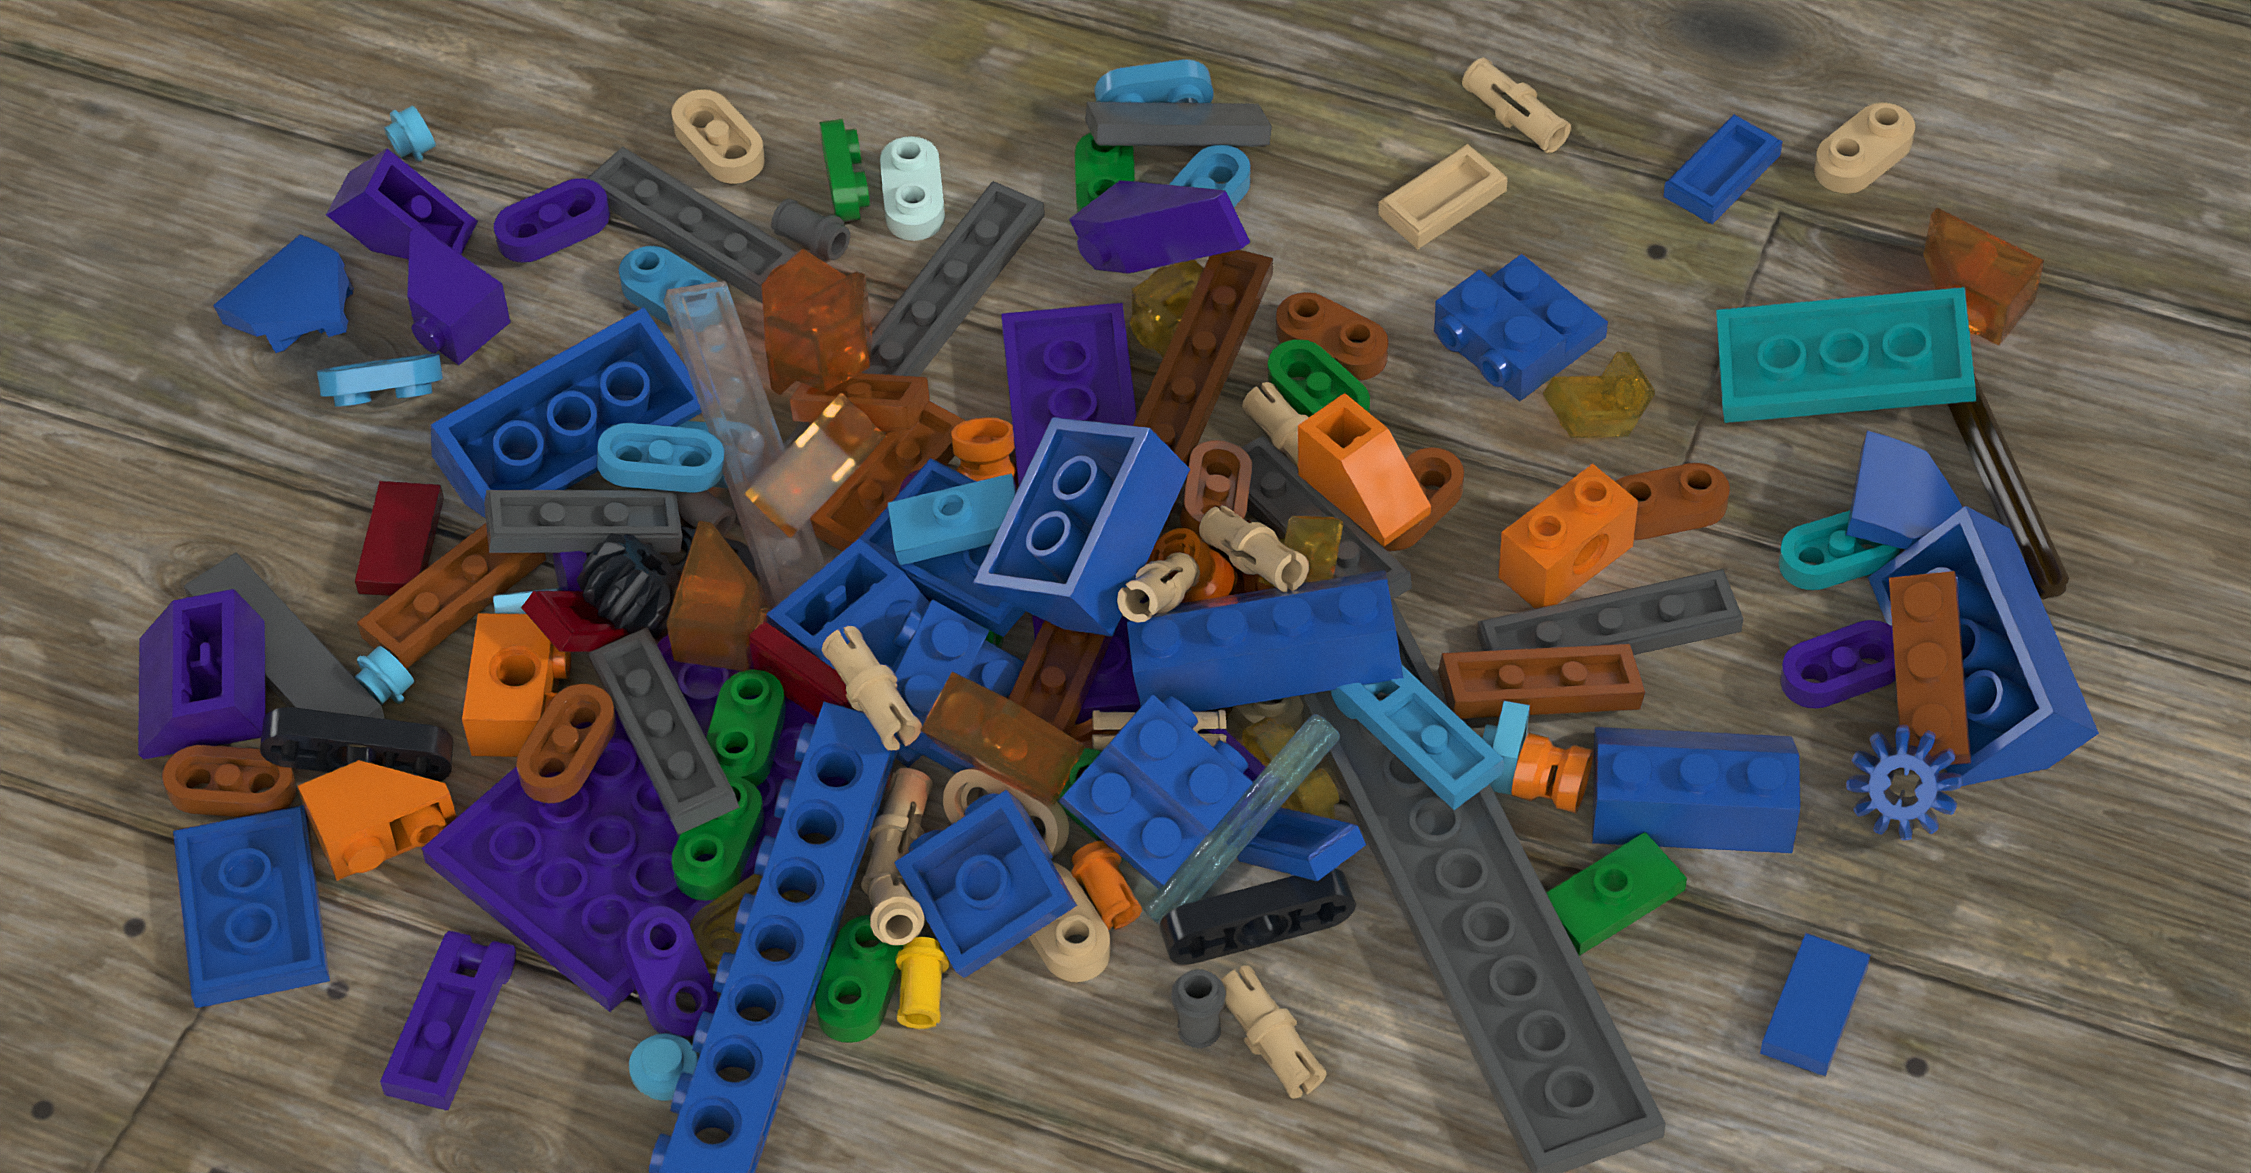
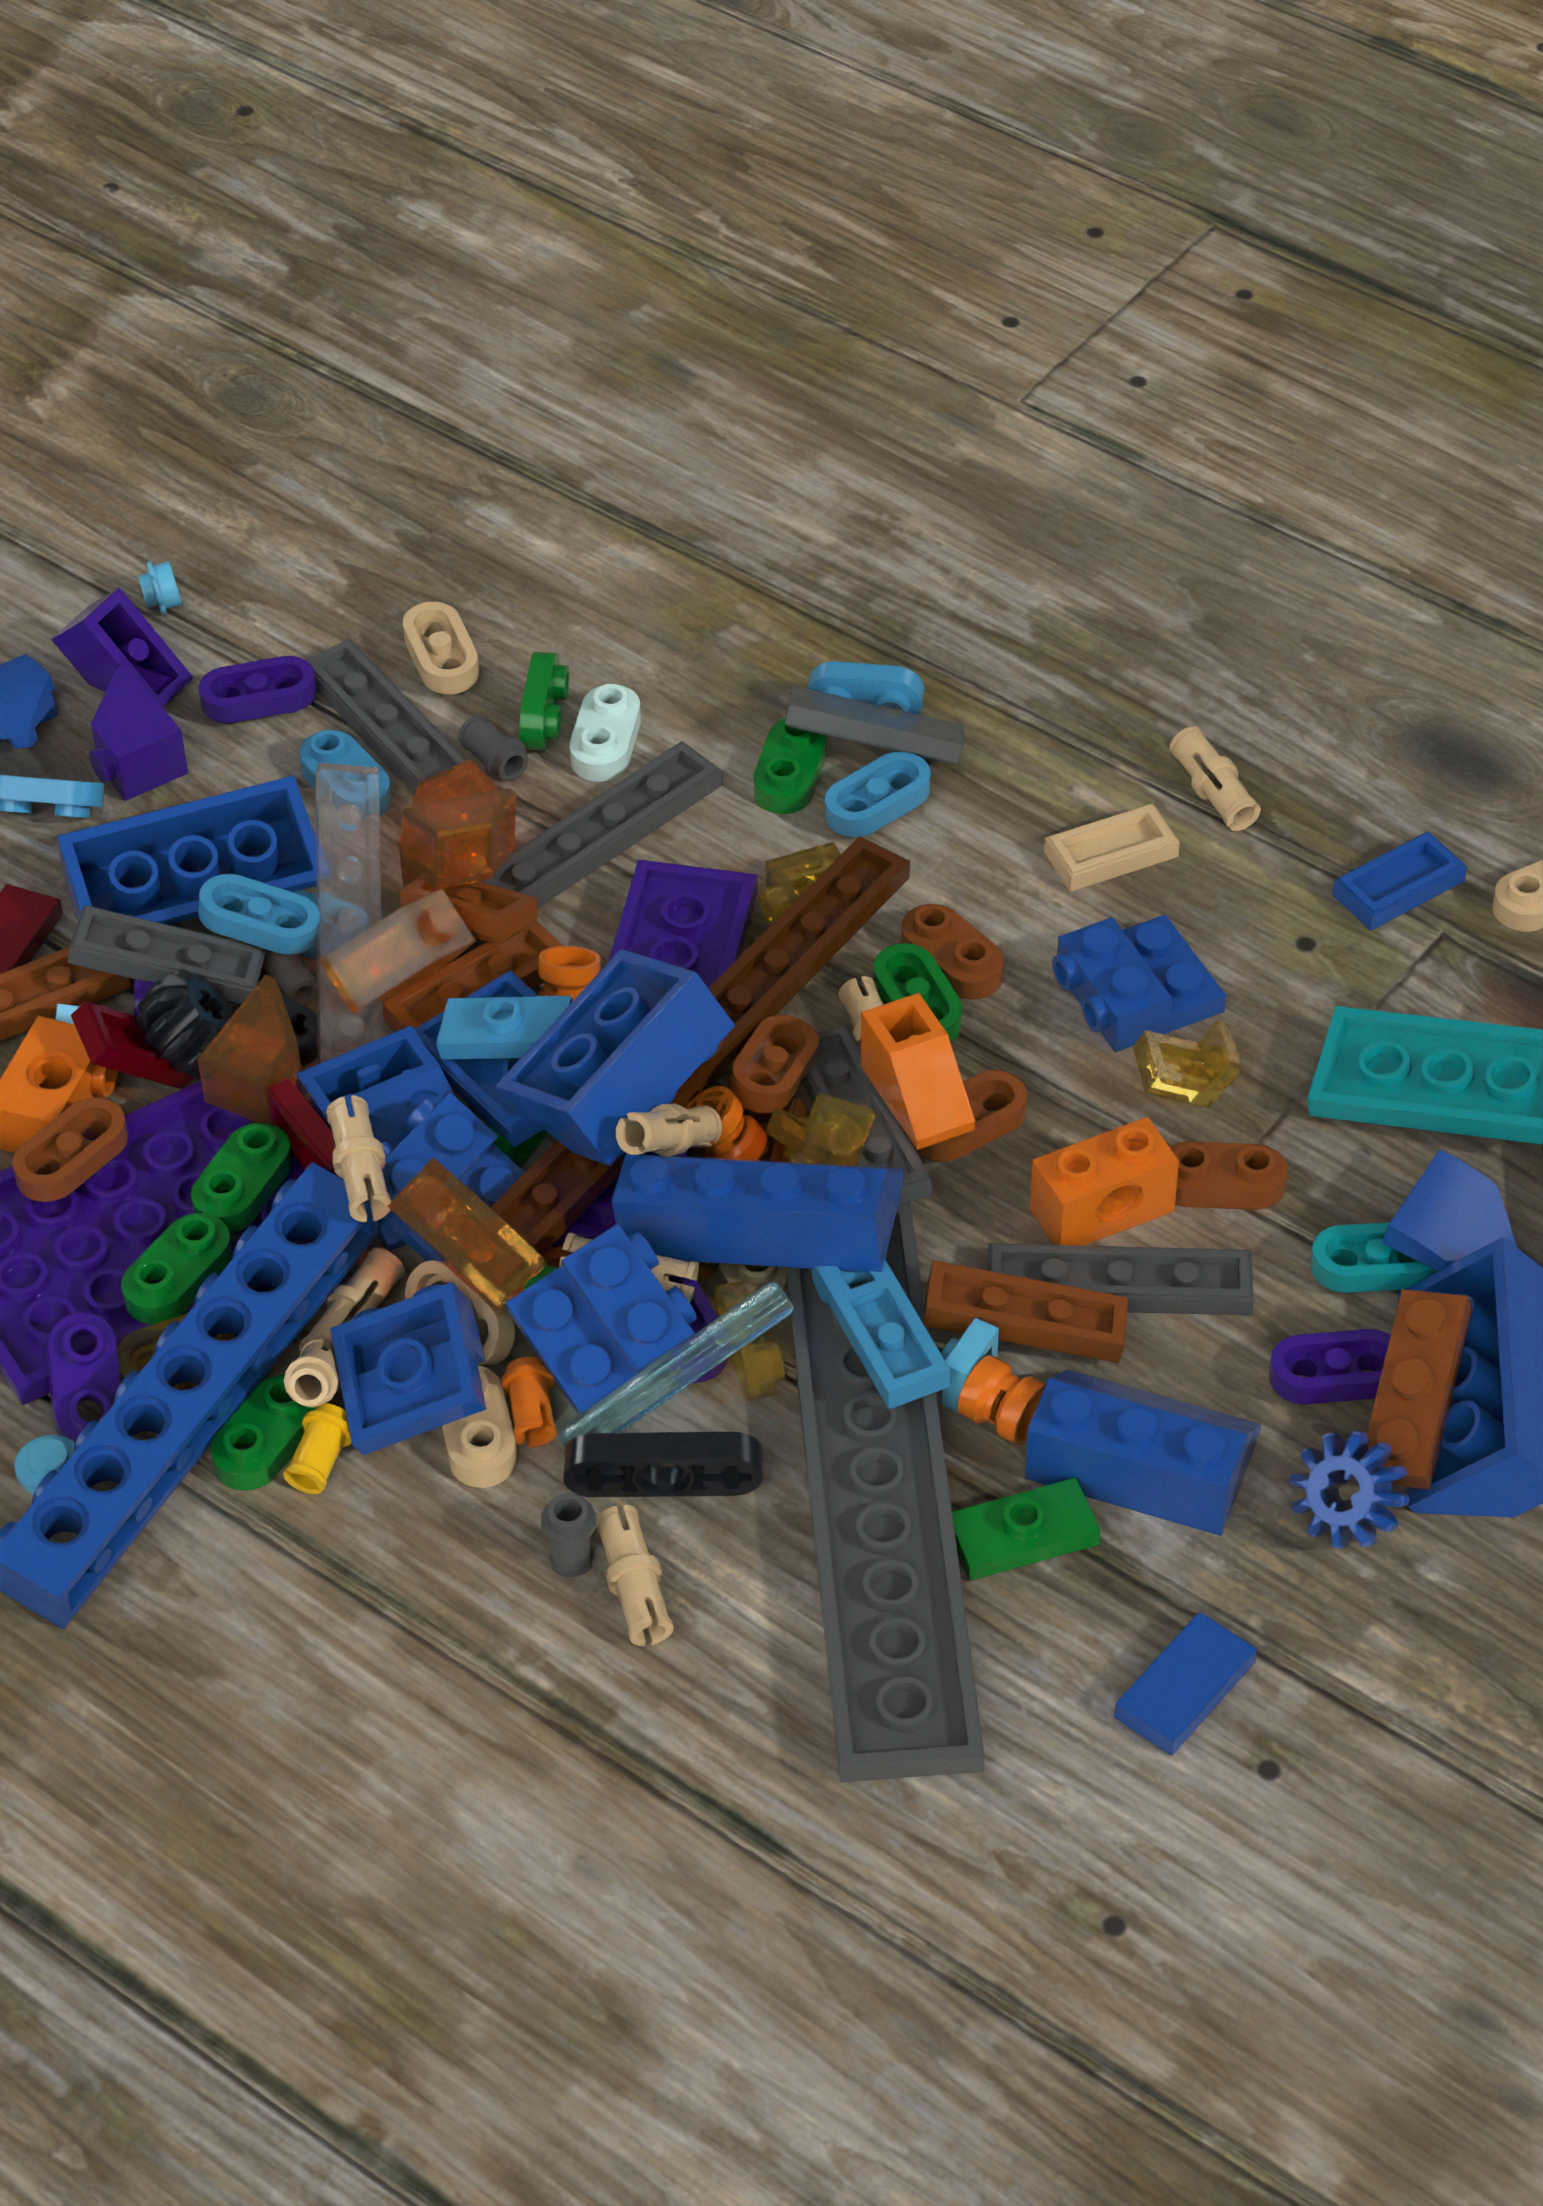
camera: 15 degrees right, 5 degrees down
(663, 731) = (161, 1158): dark grey tile -> none
(1156, 226) = (808, 809): dark purple slope -> none
(1254, 548) = (777, 1117): tan pin -> none
(1302, 844) = (726, 1404): blue tile -> none

